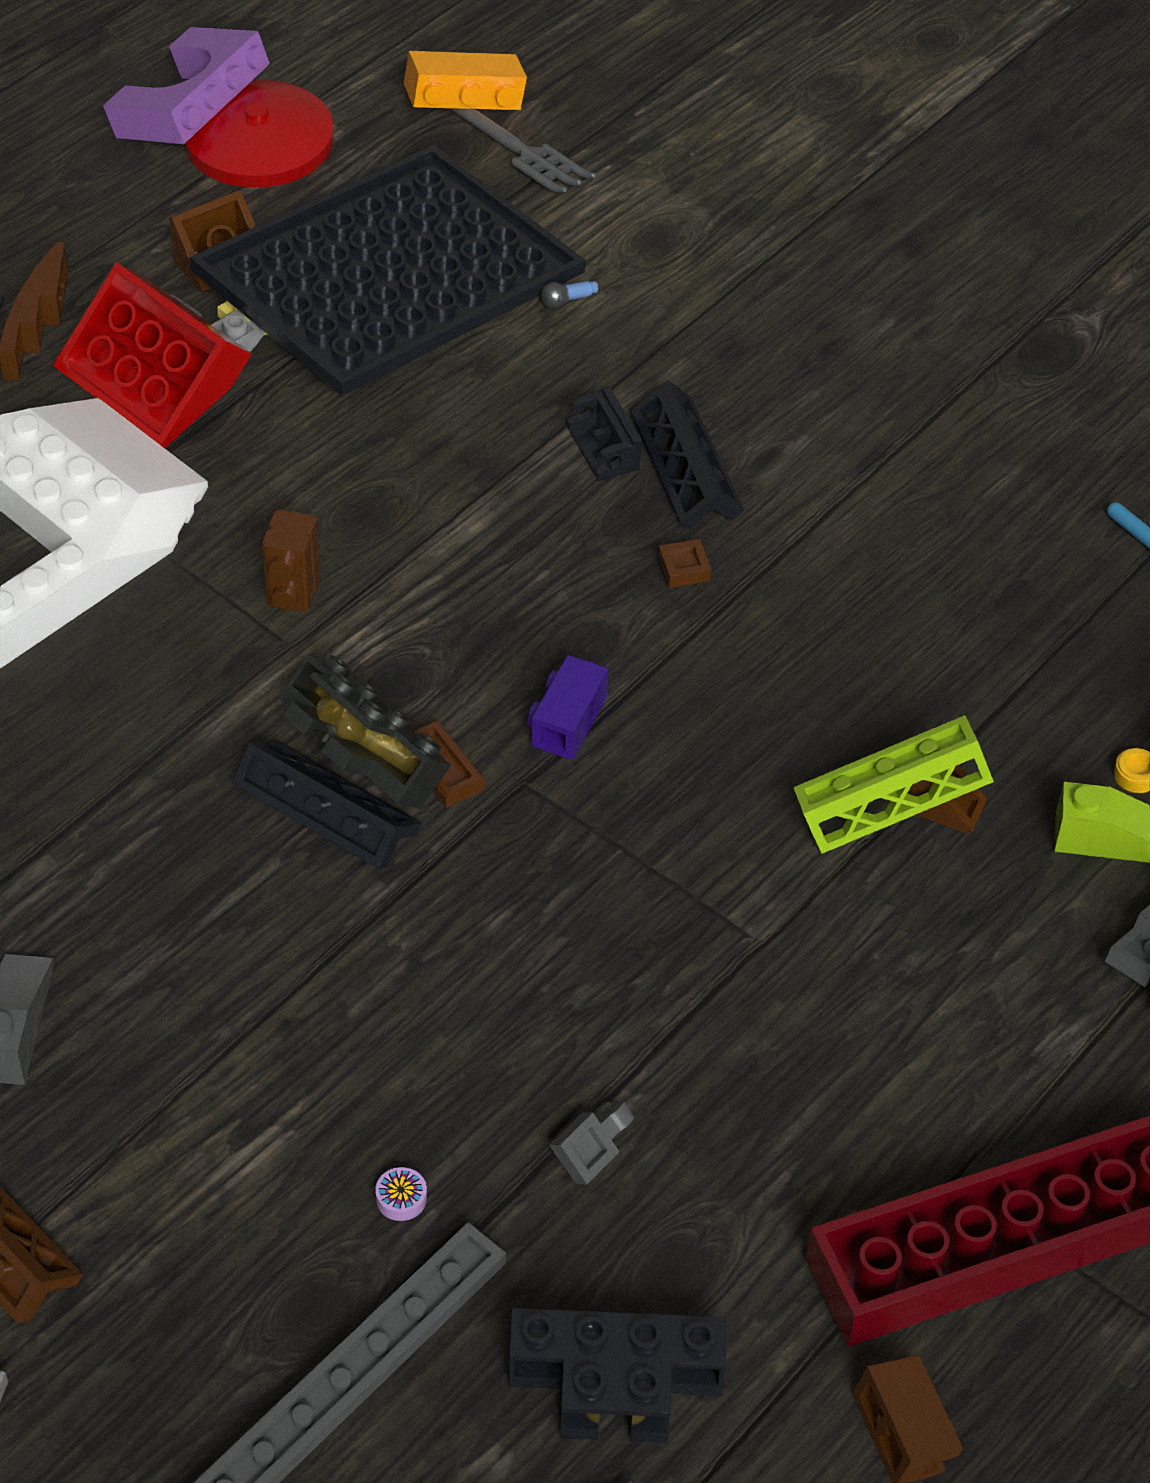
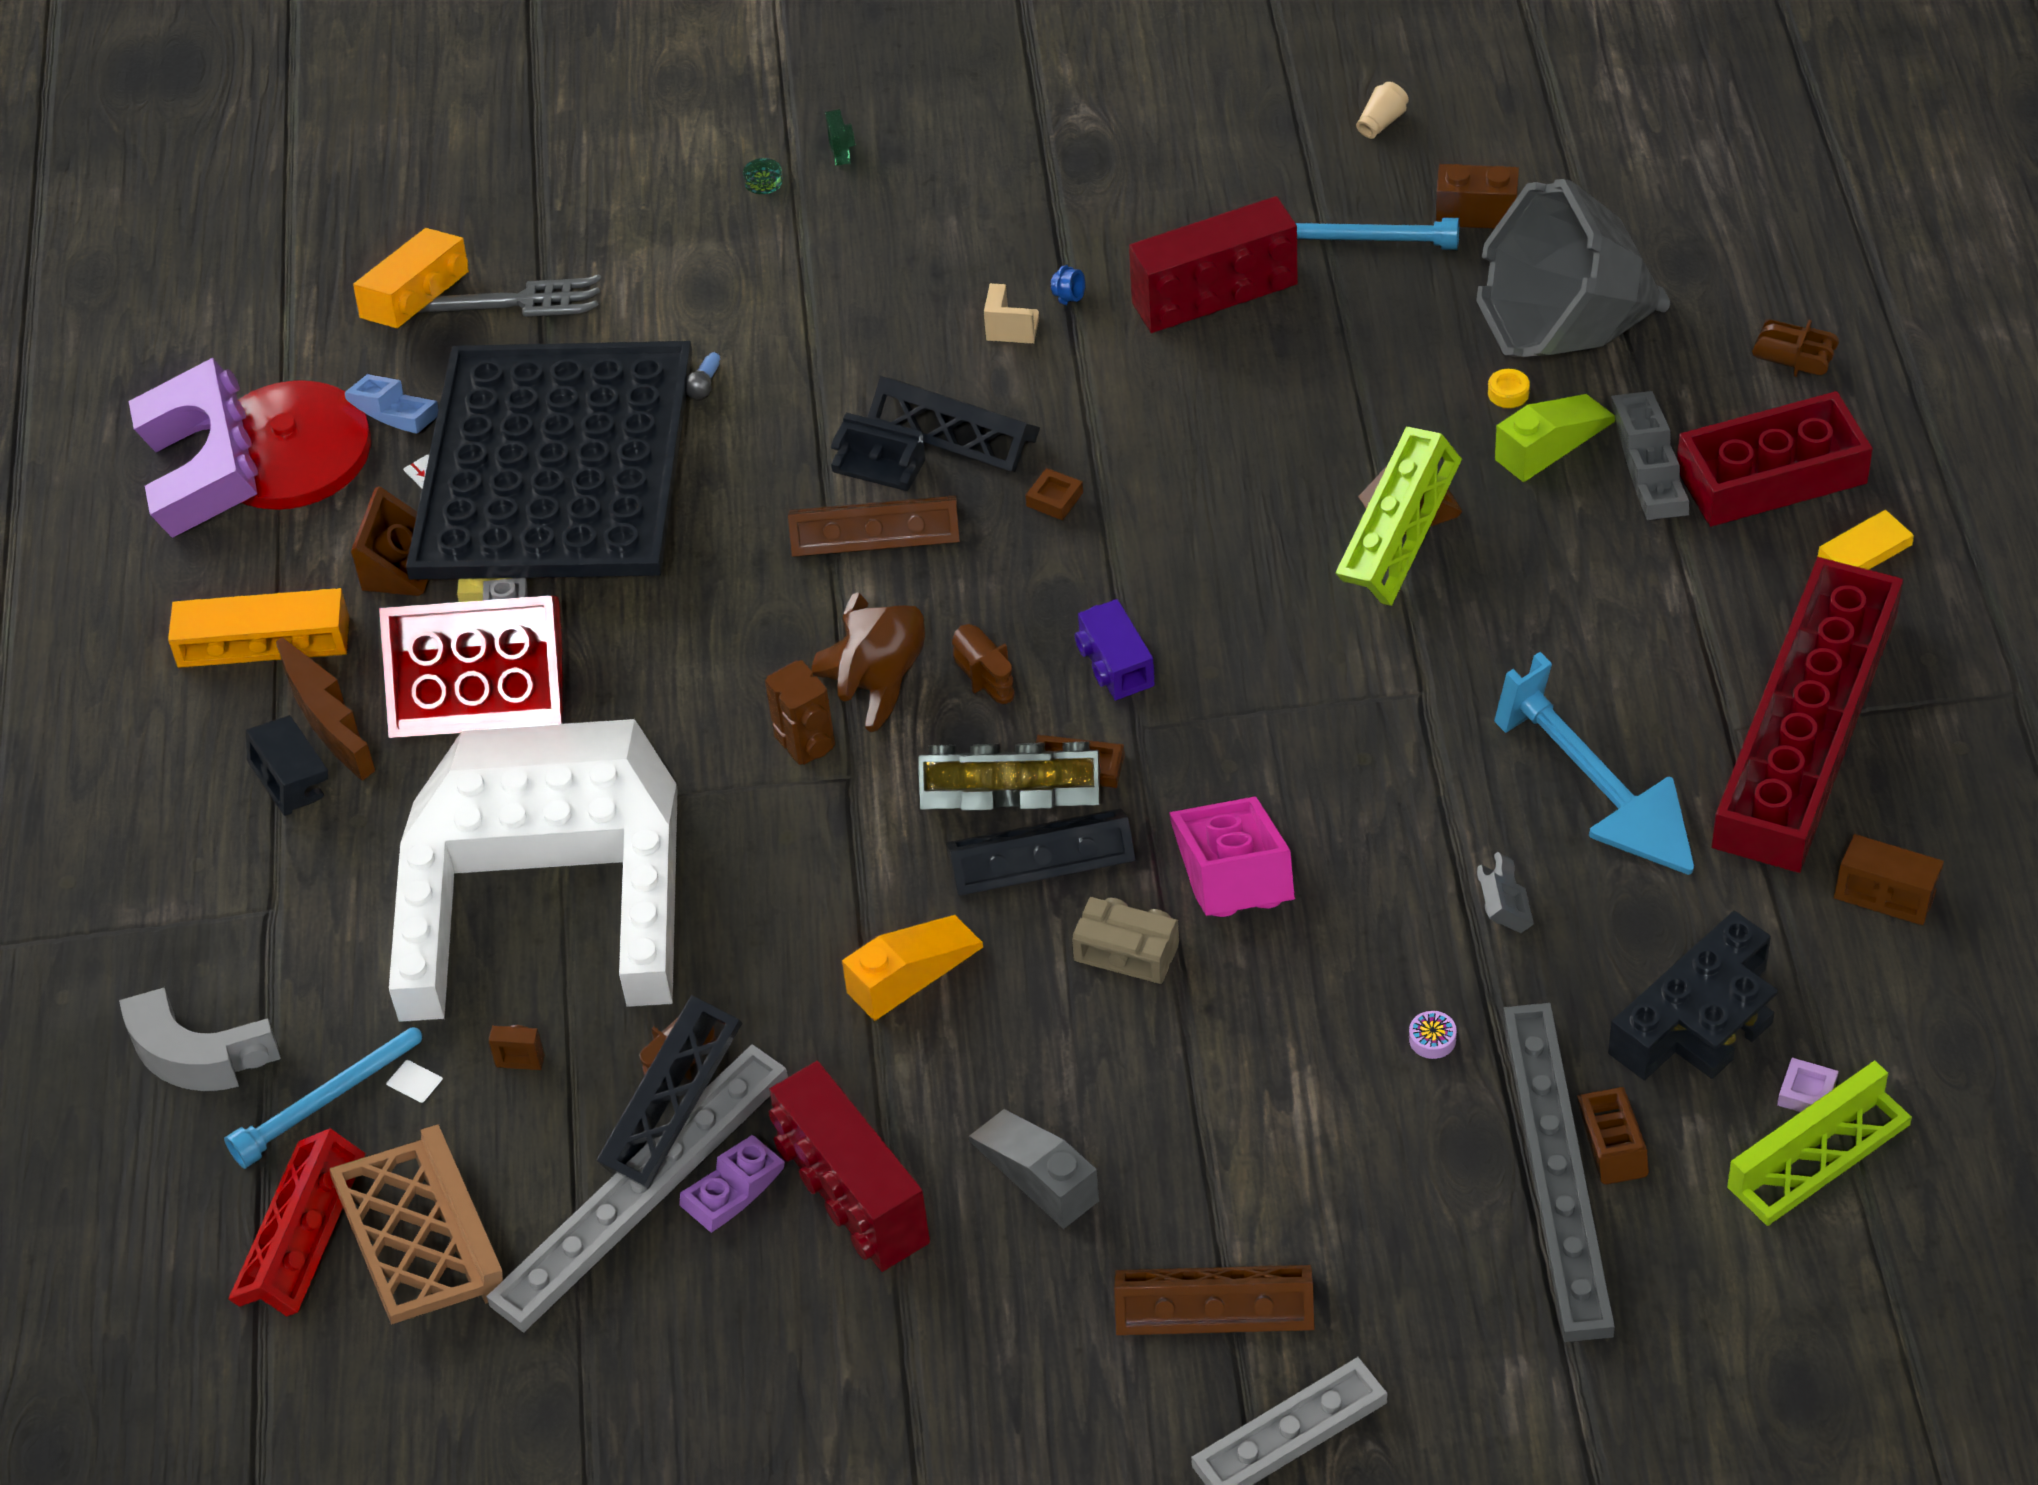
camera: 40 degrees left, 0 degrees up
(54, 214) = (248, 627): none -> light orange brick
(128, 794) = (906, 962): none -> light orange slope
(287, 916) = (1126, 939): none -> dark tan brick
(347, 151) = (385, 402): none -> medium blue slope
(397, 566) = (873, 654): none -> reddish brown piece
(402, 1428) = (1619, 1160): none -> reddish brown slope
(440, 926) = (1233, 856): none -> dark pink slope
(469, 637) = (984, 663): none -> reddish brown arm
(534, 481) = (873, 525): none -> reddish brown fence
(776, 1191) = (1643, 824): none -> dark azure piece
(797, 192) = (763, 176): none -> clear green tile
(822, 415) = (1008, 323): none -> tan panel
(879, 202) = (839, 137): none -> clear green plate
(908, 430) = (1068, 284): none -> blue plate
(1015, 490) = (1213, 264): none -> dark red brick

